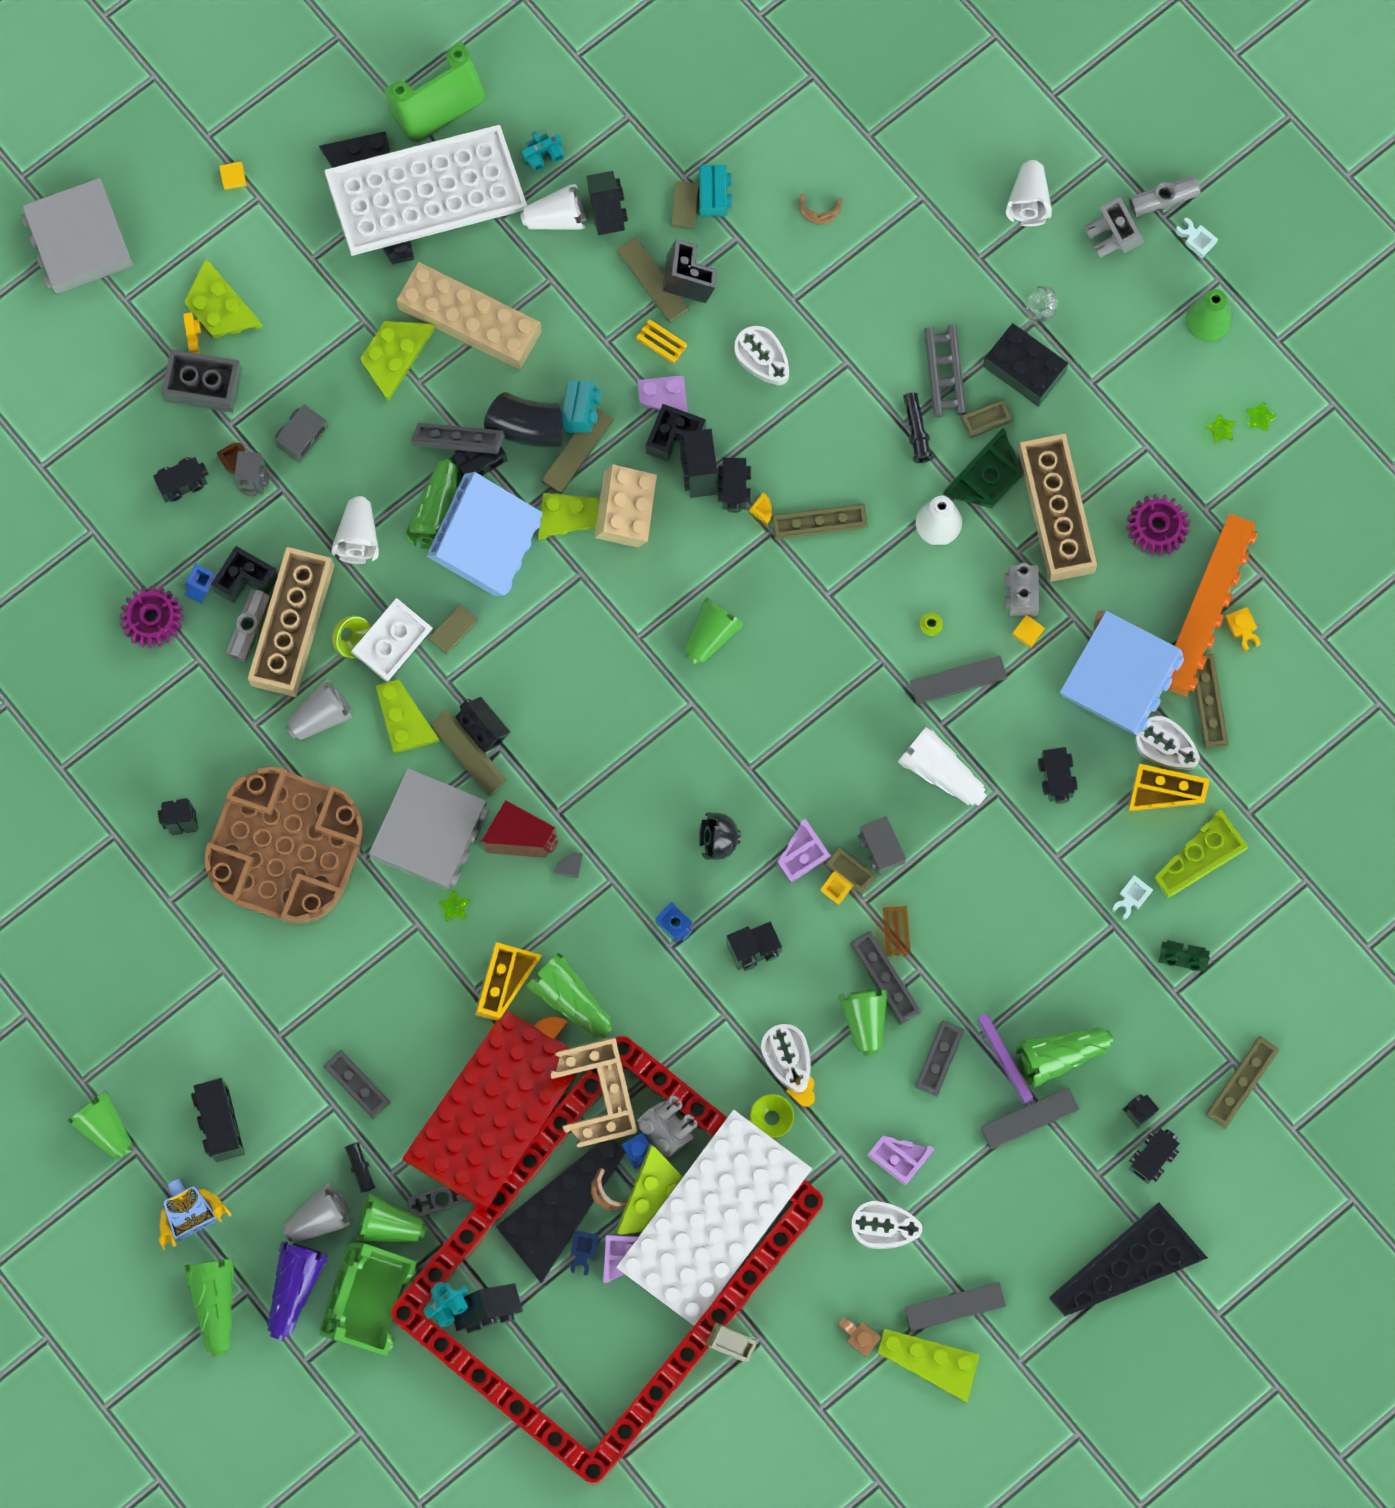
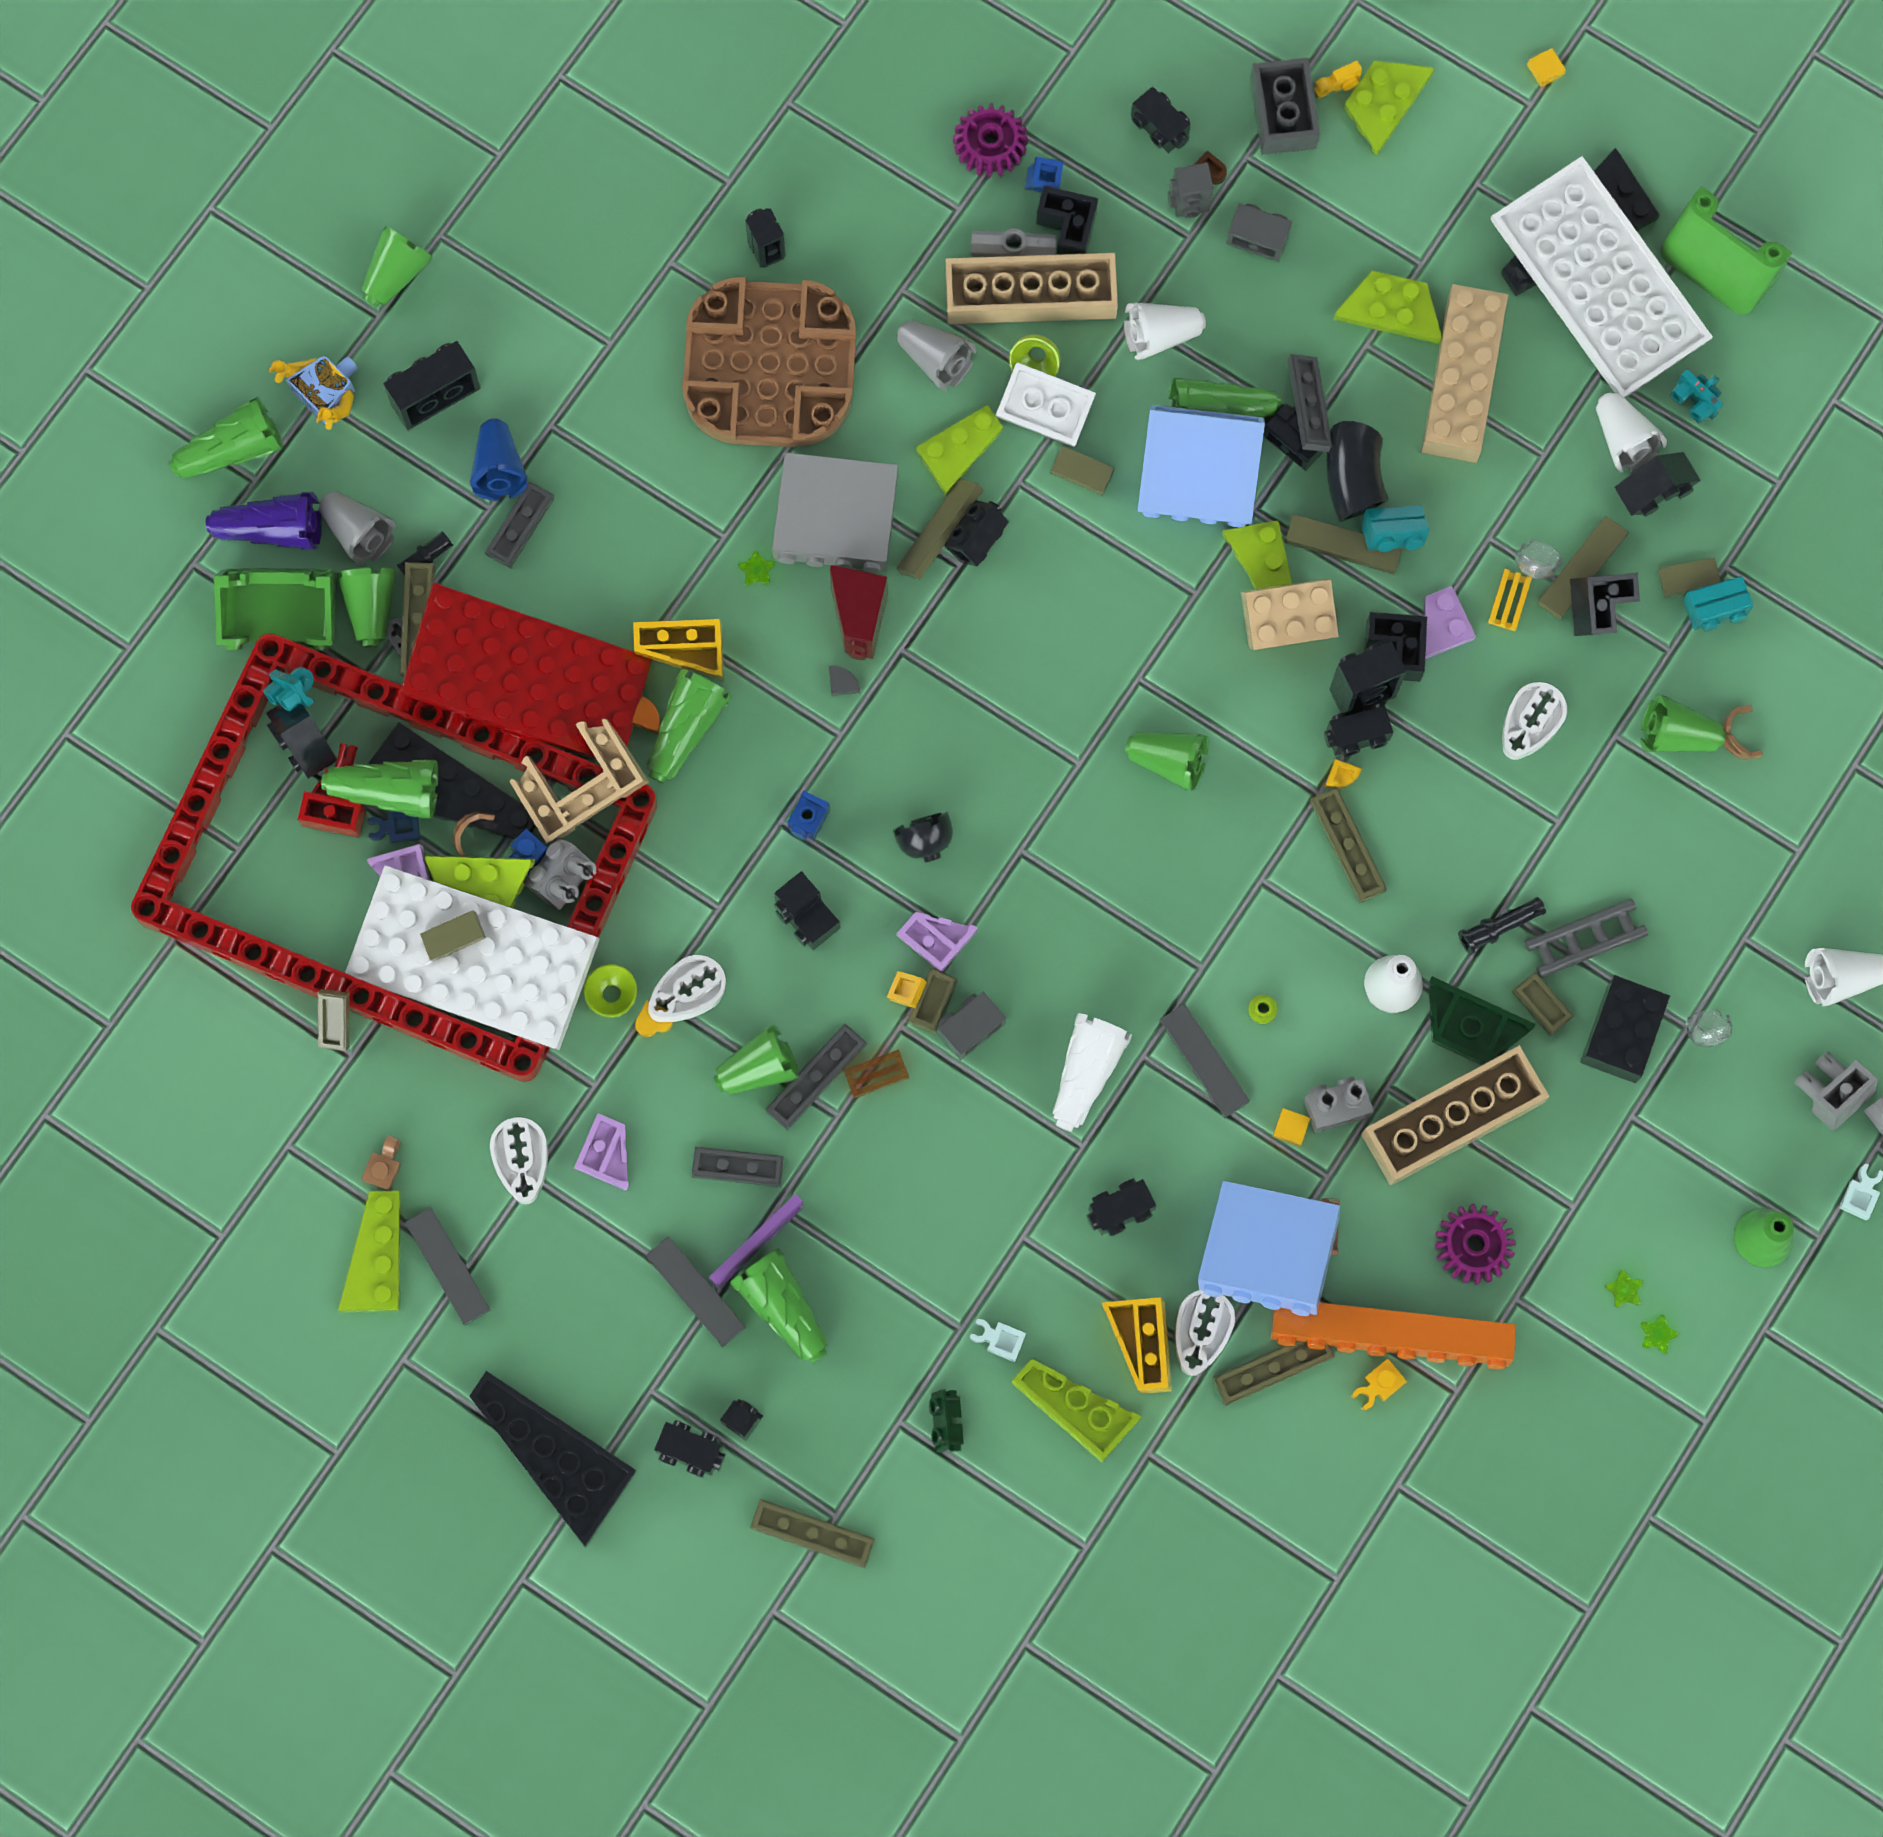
camera: 70 degrees right, 0 degrees up
(300, 1086) = (496, 463): none -> blue cone
(413, 1186) = (416, 590): none -> olive tile
(550, 1294) = (331, 812): none -> red brick
(555, 1243) = (390, 786): none -> bright green cone
(638, 309) = (1538, 560): none -> clear hair
(695, 1225) = (453, 936): none -> olive tile
(804, 251) = (1679, 728): none -> bright green cone

